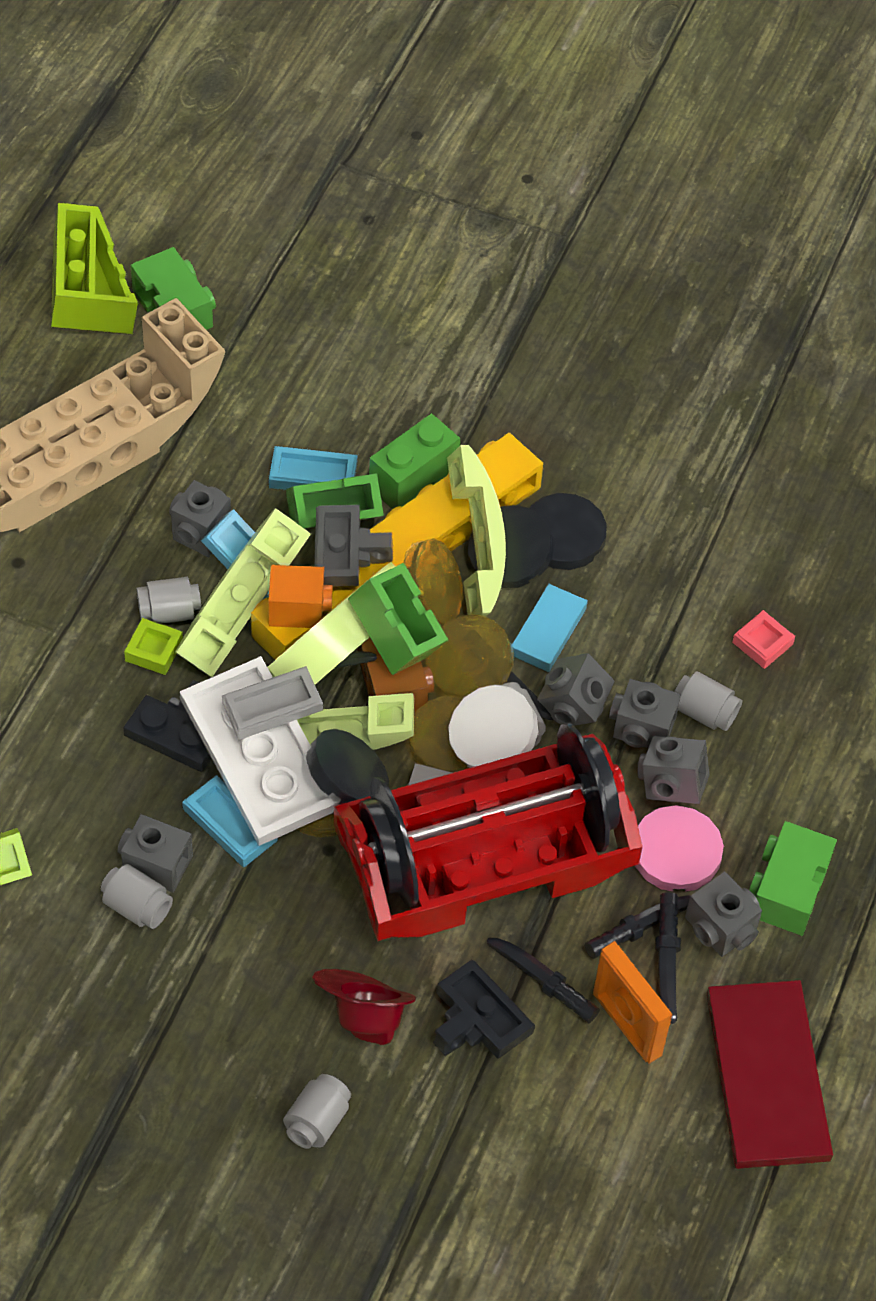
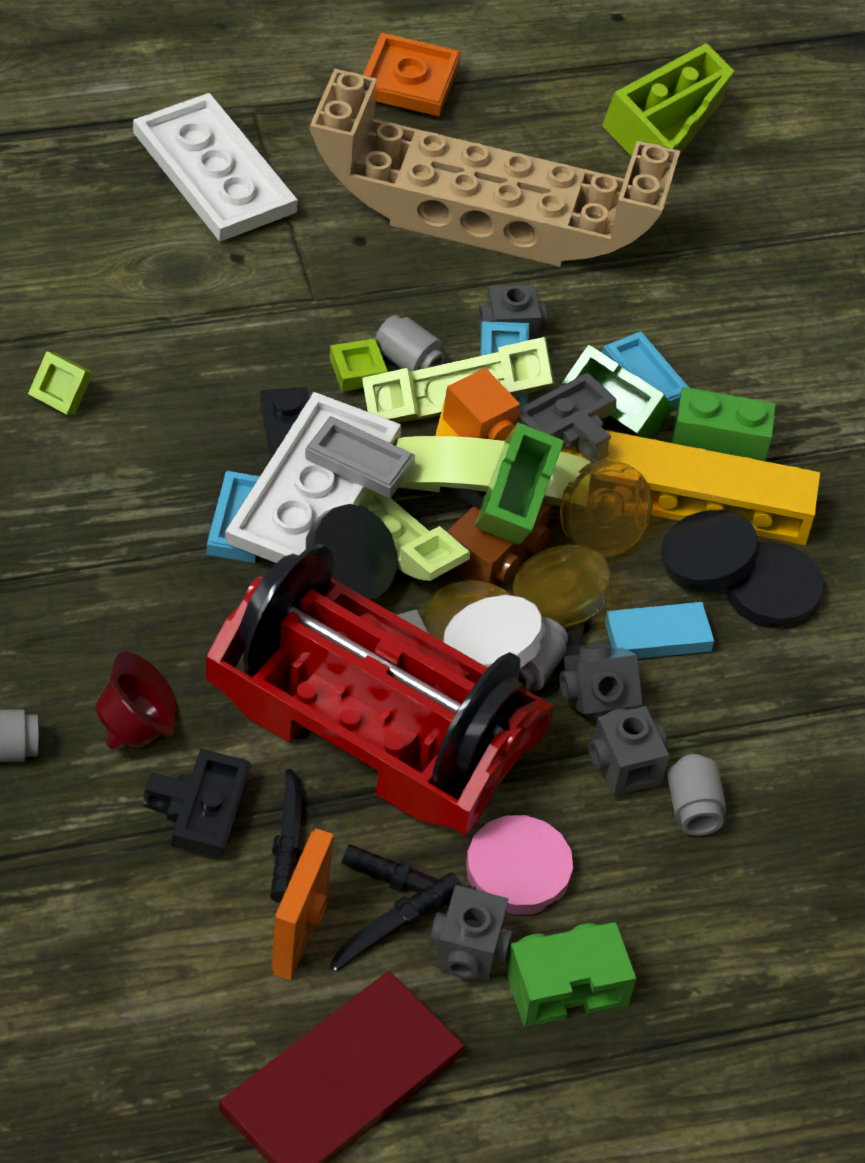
camera: 50 degrees right, 5 degrees down
(136, 896) = (102, 490): light grey brick -> none
(157, 851) = (157, 479): dark grey brick -> none
(170, 277) = (715, 182): bright green brick -> none
(472, 481) = (643, 547): yellowish green slope -> none
(674, 769) = (592, 805): dark grey brick -> none
(763, 639) = (818, 808): coral tile -> none

